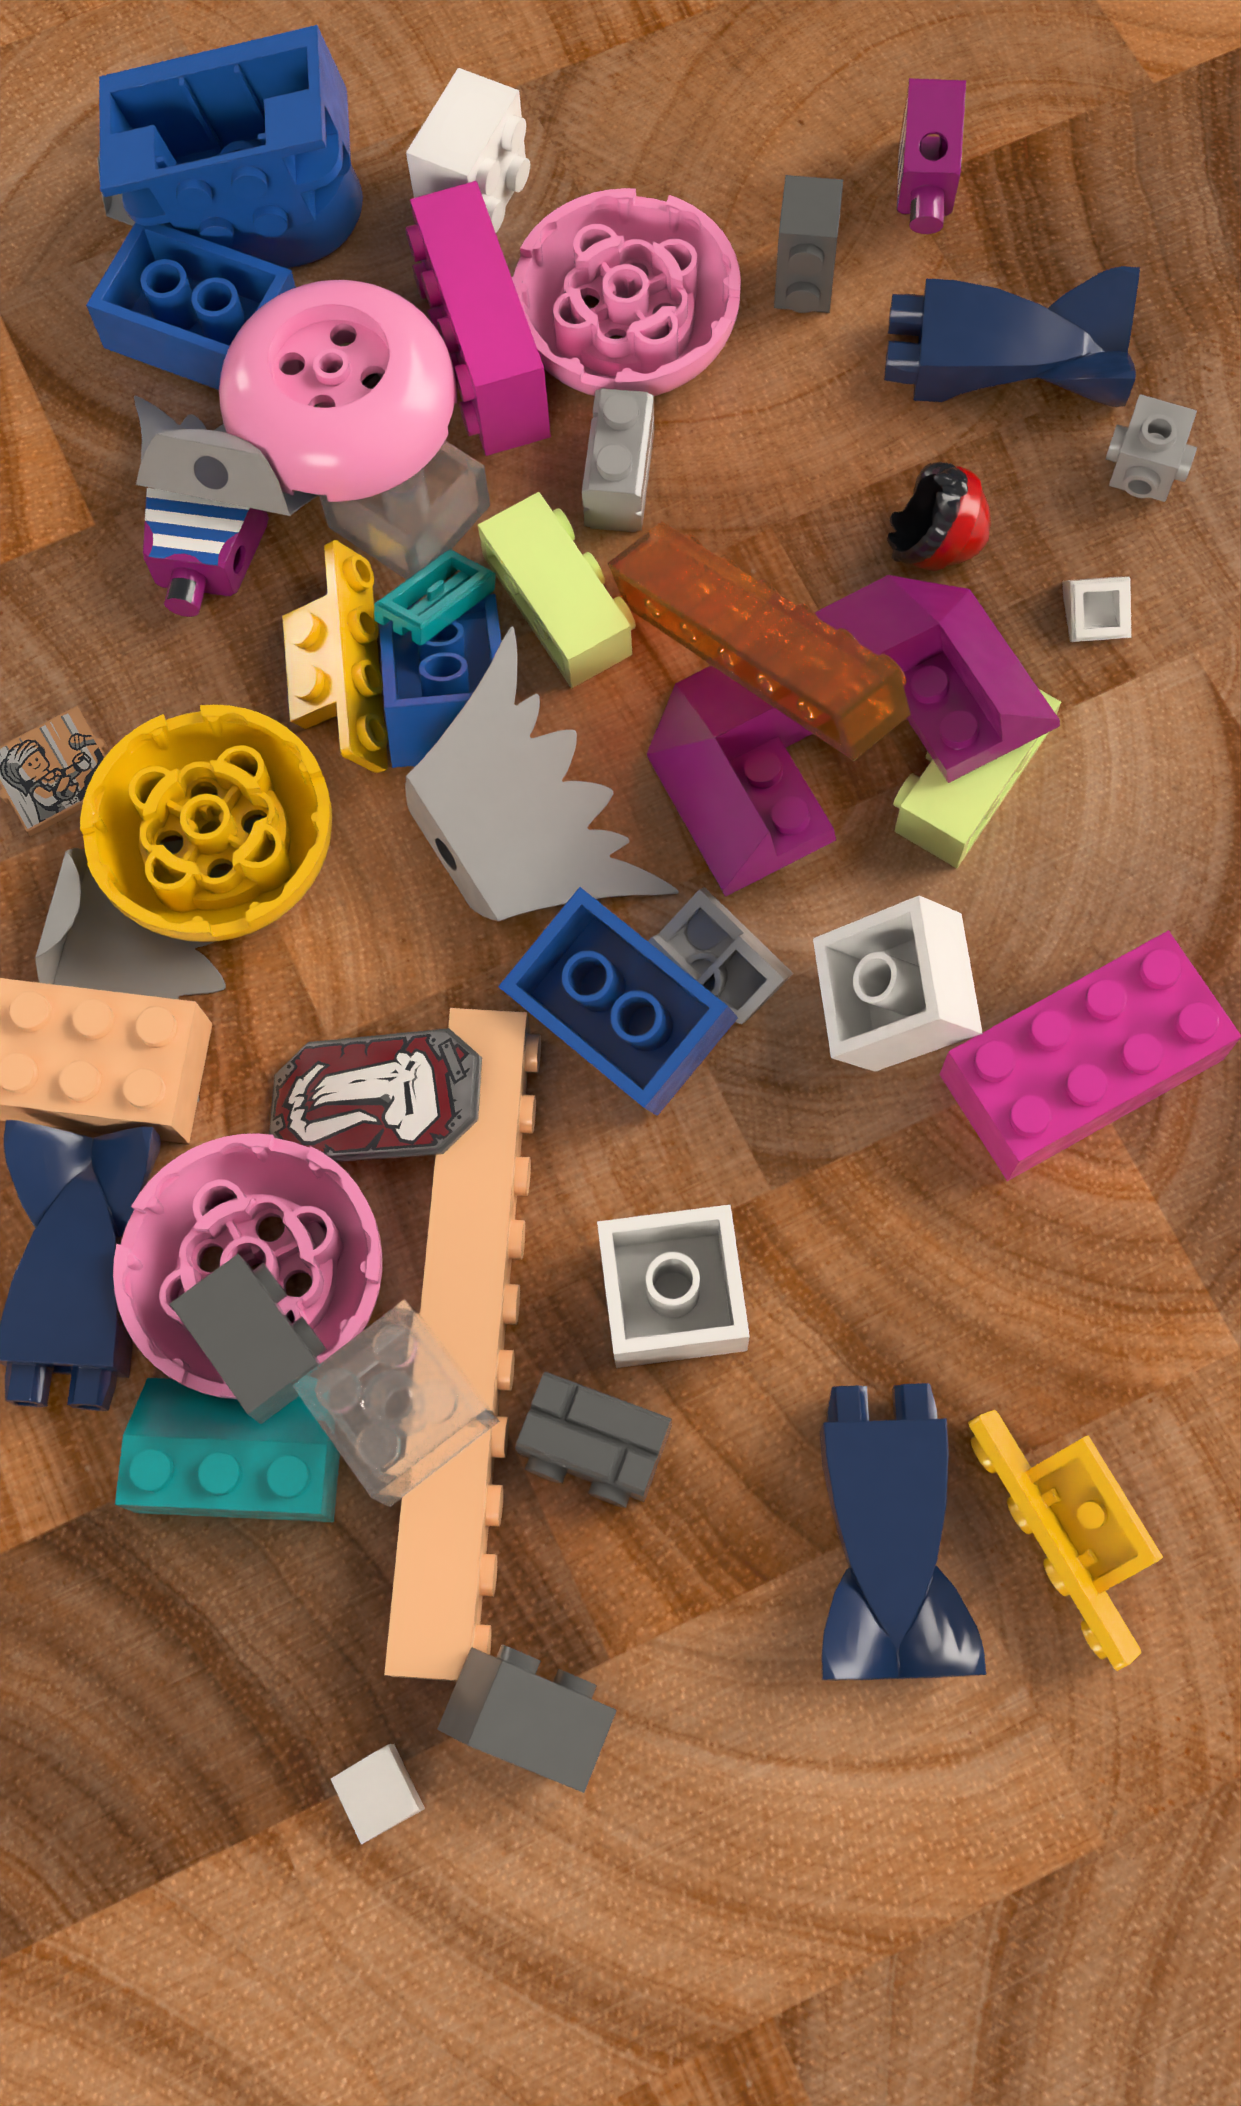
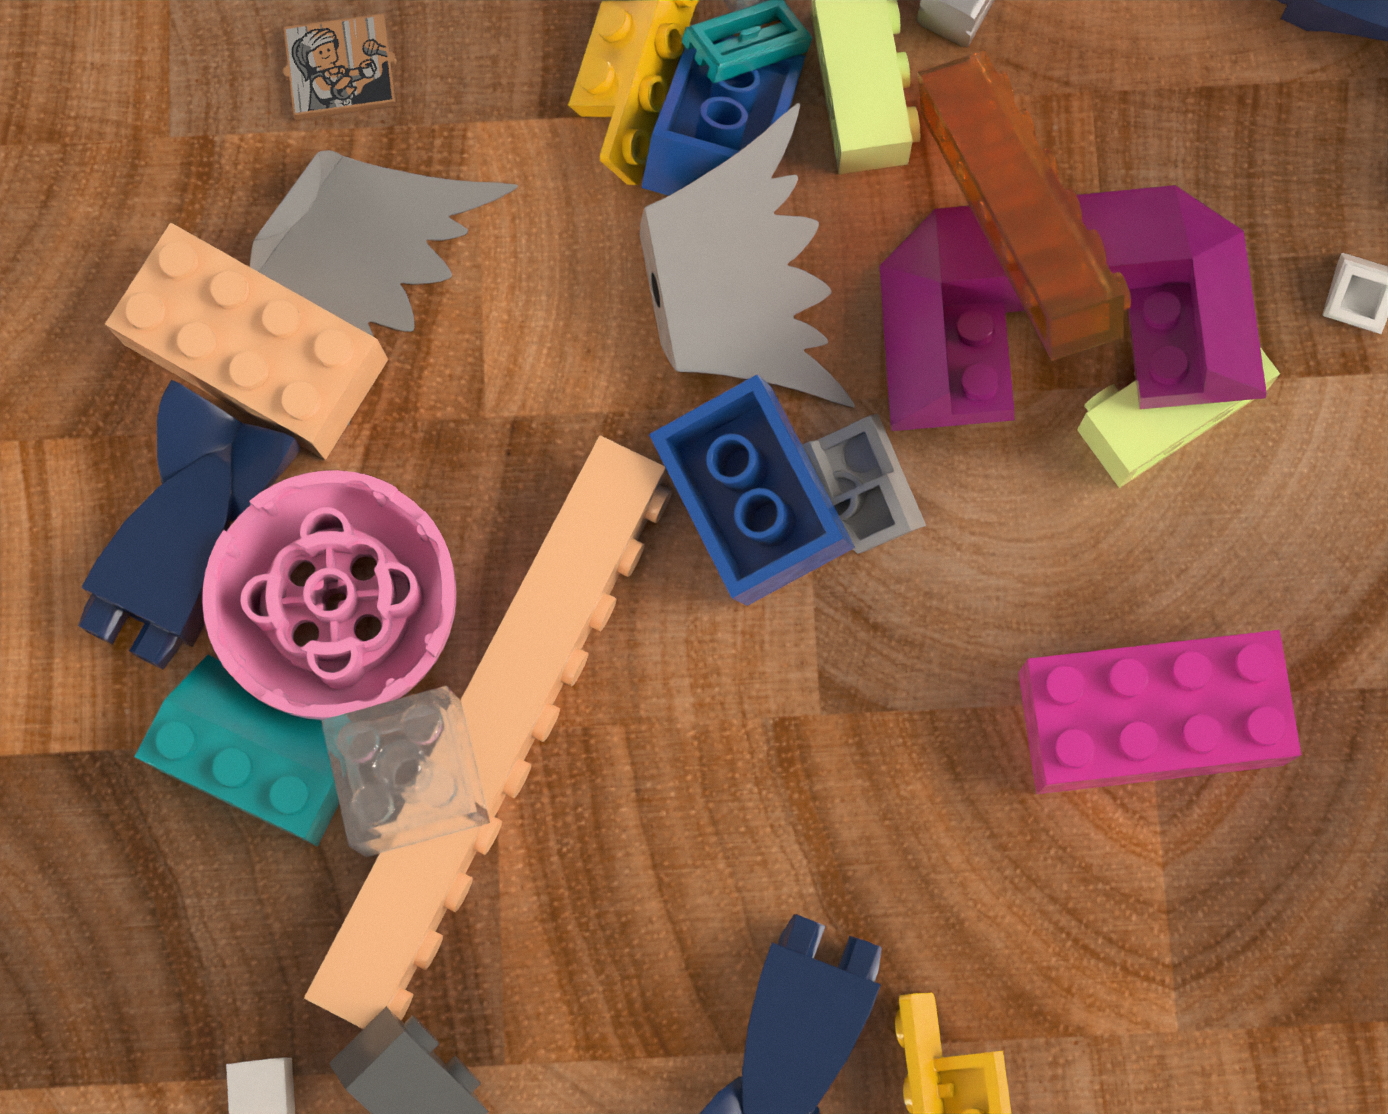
camera: 20 degrees right, 5 degrees up
(163, 785) = (410, 127): yellow brick -> none
(249, 1335) = (303, 660): dark grey brick -> none
(378, 1095) = (504, 487): shield -> none
(592, 1439) = (567, 870): dark grey brick -> none
(673, 1286) = (691, 766): white brick -> none
(897, 984) = (1008, 578): white brick -> none
(942, 520) = (1249, 152): black hair -> none

